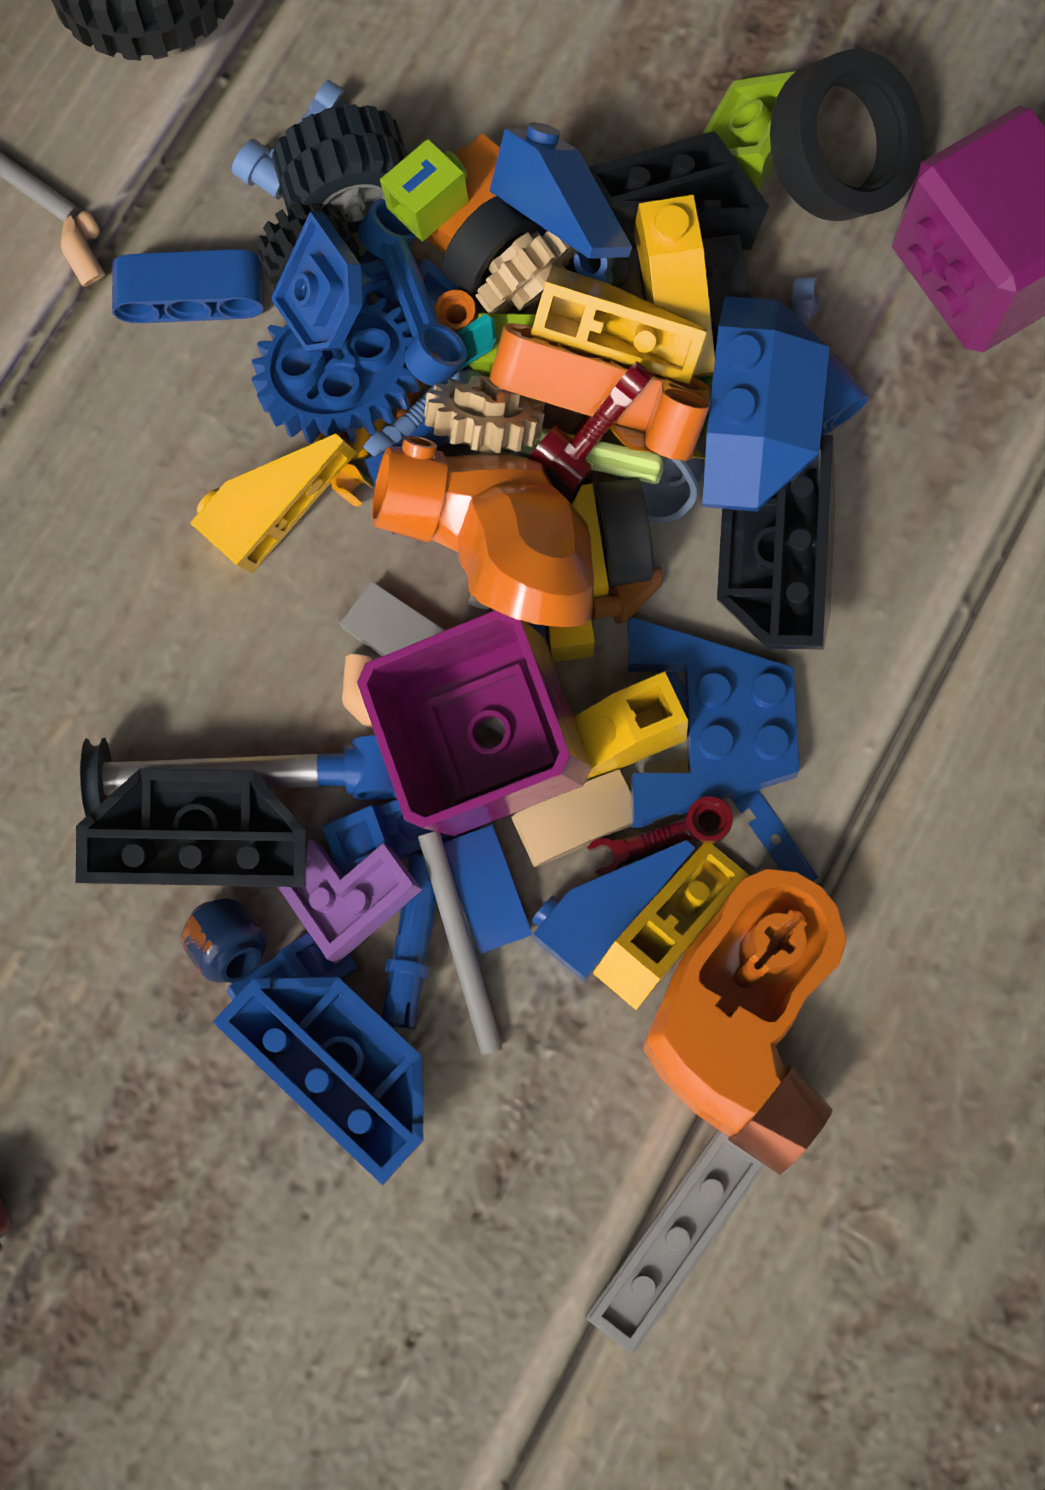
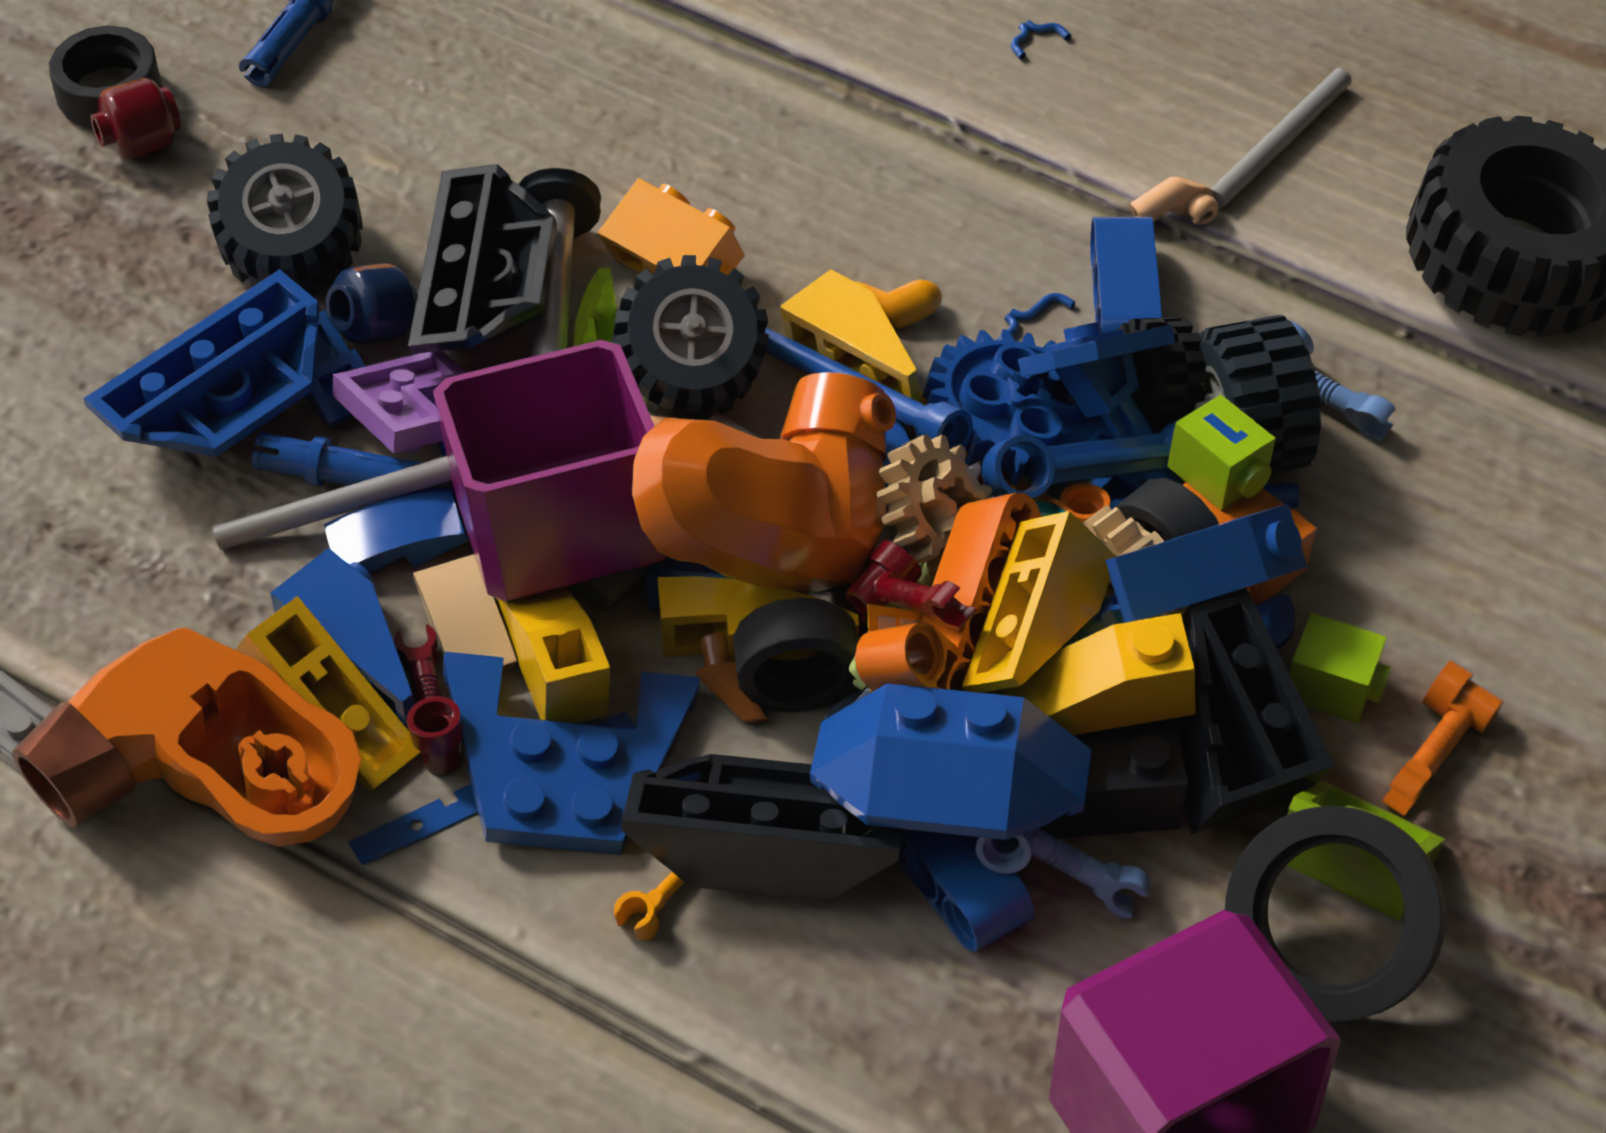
camera: 90 degrees right, 25 degrees down
(121, 1035) = (285, 212): none -> black wheel
(146, 669) = (662, 224): none -> light orange brick
(206, 471) = (909, 302): none -> light orange arm
(209, 375) = (1015, 315): none -> blue piece
(236, 732) = (597, 310): none -> clear neon green slope
(280, 639) = (691, 337): none -> black wheel
(391, 419) = (928, 419): none -> blue piece
(597, 128) = (1339, 667): none -> lime brick
(618, 55) = (1462, 706): none -> orange brick
(844, 648) = (650, 904): none -> light orange hand

